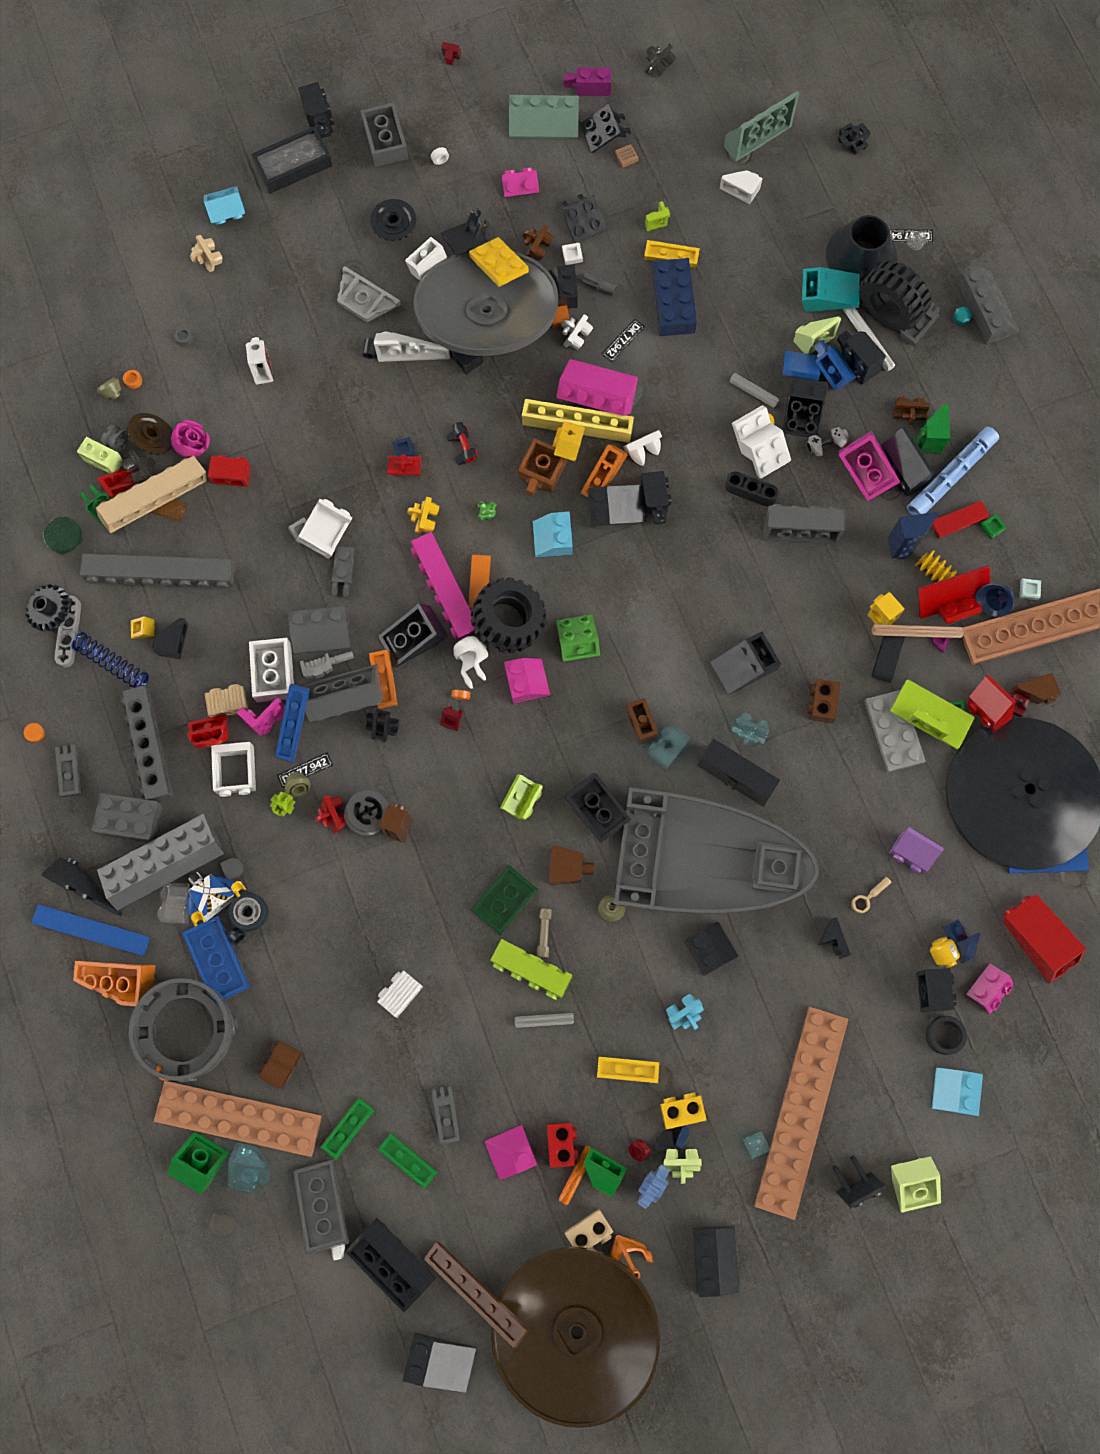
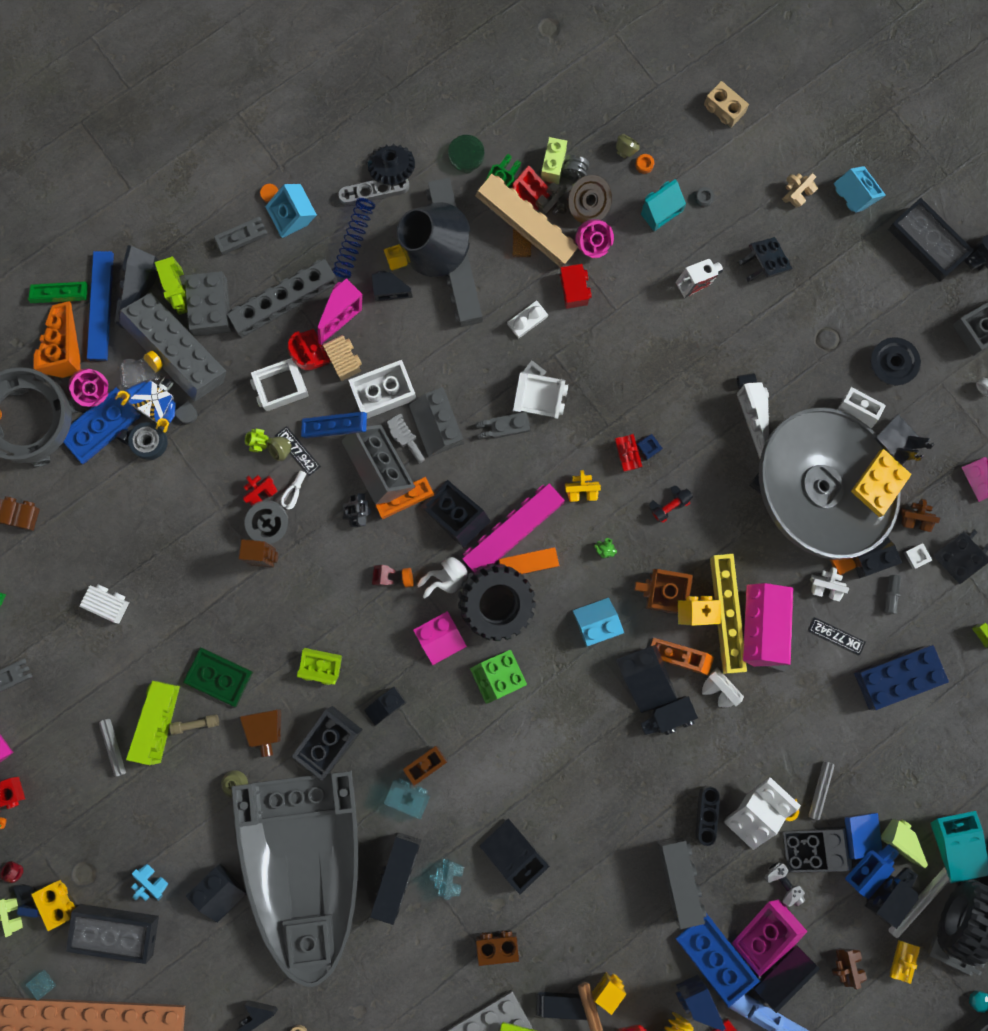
camera: 75 degrees right, 5 degrees up
(59, 715) = (290, 209): none -> medium azure slope
(61, 970) = (58, 292): none -> green tile
(96, 846) = (169, 275): none -> lime hips
(100, 289) = (729, 101): none -> tan brick
(155, 569) = (447, 241): none -> black cone
(169, 881) = (153, 361): none -> yellow tile
(173, 956) = (88, 387): none -> dark pink cylinder
(175, 684) = (342, 306): none -> dark pink slope
(179, 371) = (663, 205): none -> teal slope
(246, 523) = (527, 319): none -> white tile
(261, 294) = (770, 257): none -> black plate
(264, 722) = (326, 389): dark pink bracket -> none
(338, 778) = (297, 485): none -> white piece
(364, 297) = (800, 358): light grey wing -> none
(576, 745) = (385, 705): none -> black slope
(628, 1069) = (82, 841): yellow plate -> none
(665, 251) = (952, 661): yellow plate -> none
(724, 1057) = (112, 933): none -> brick
(878, 514) = (718, 961): none -> blue tile
(915, 363) = (904, 962): none -> yellow hips
(935, 432) = (828, 1003): green slope -> none

